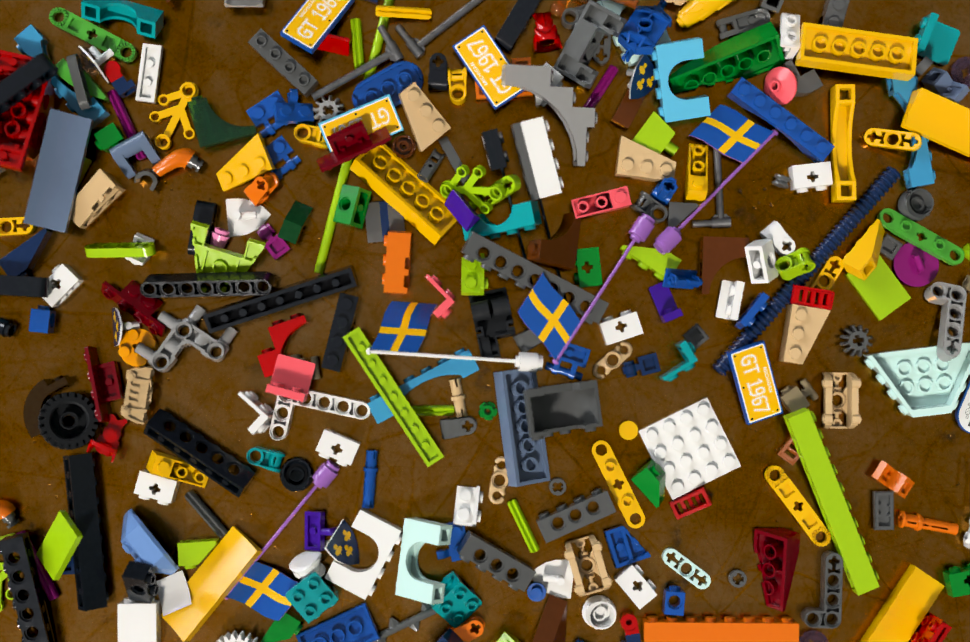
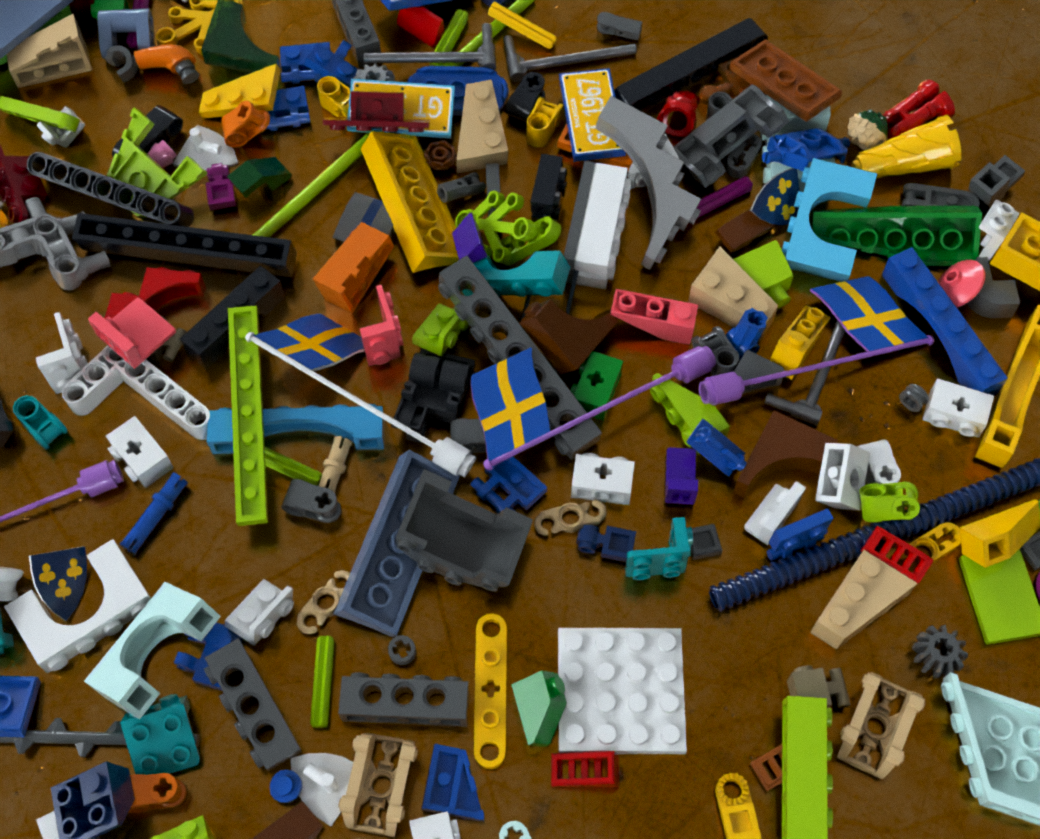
camera: 30 degrees right, 25 degrees down
(296, 474) = (62, 462): black piece -> none
(316, 531) = (38, 540): dark purple plate -> none
(352, 206) = (338, 186): green brick -> none
(484, 406) = (363, 509): green plate -> none
(628, 430) = (544, 621): yellow tile -> none
(755, 382) = (761, 637): tile -> none

